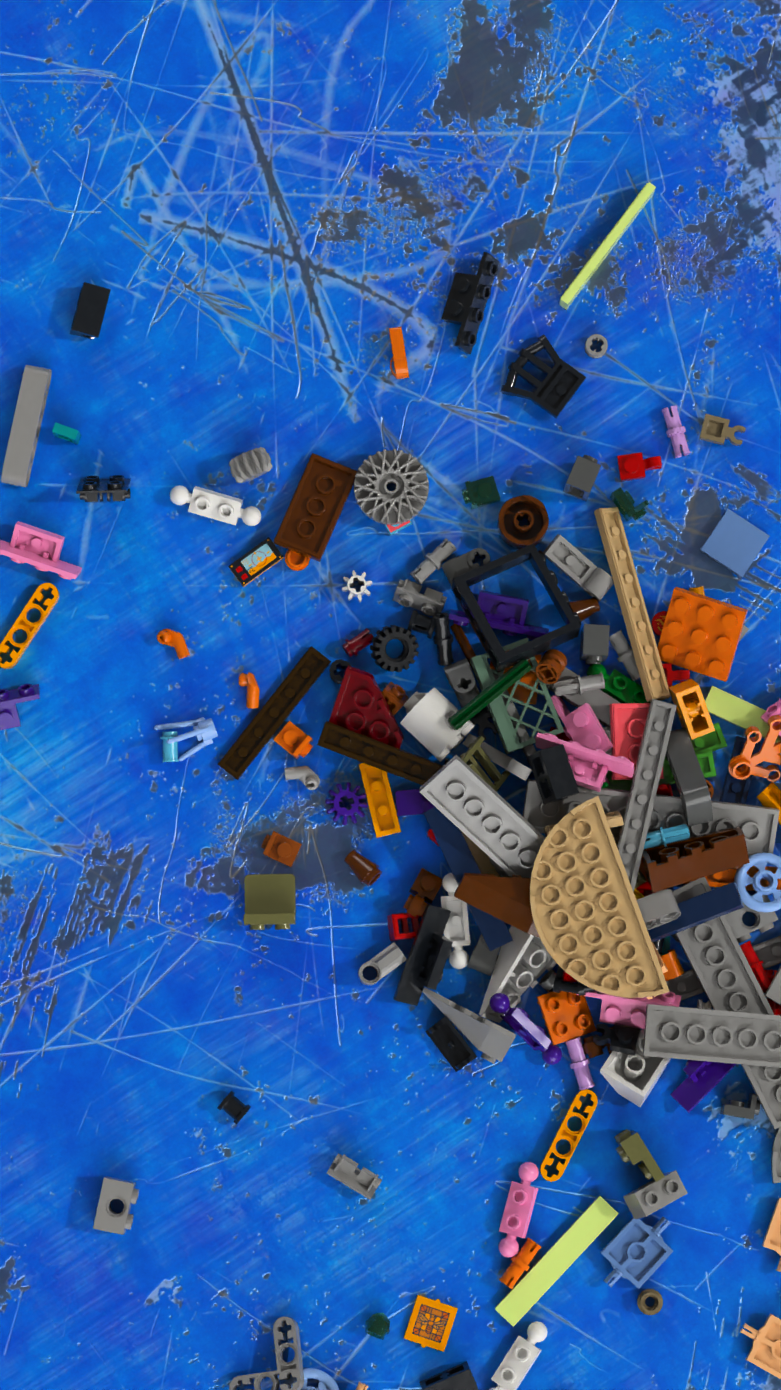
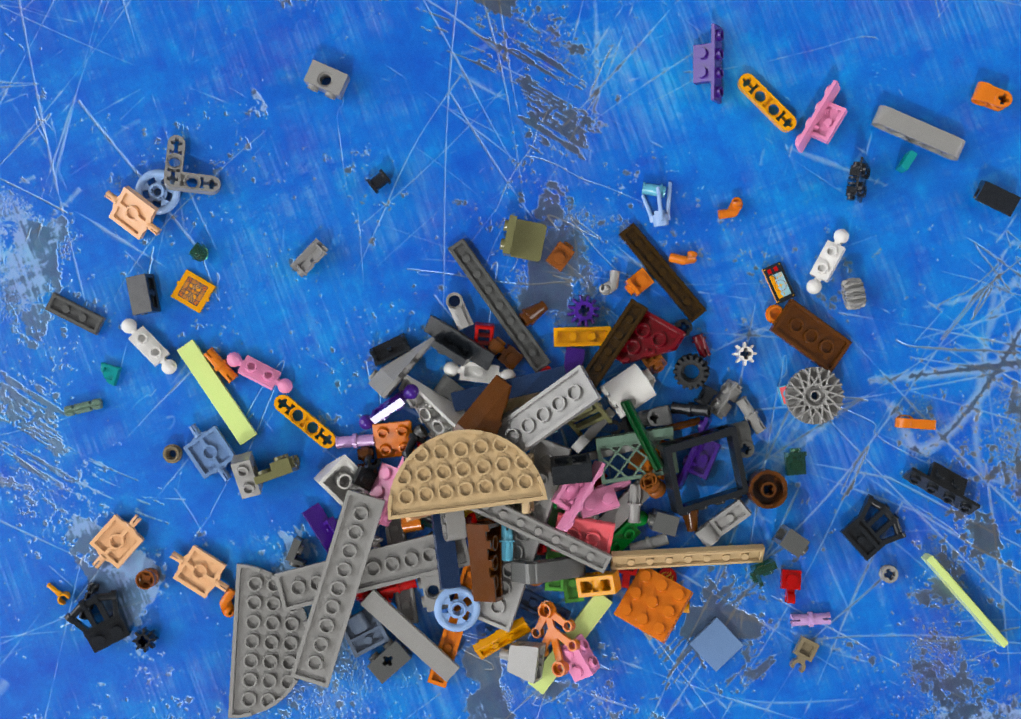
camera: 100 degrees right, 5 degrees up
(362, 914) = (499, 305): none -> dark grey tile

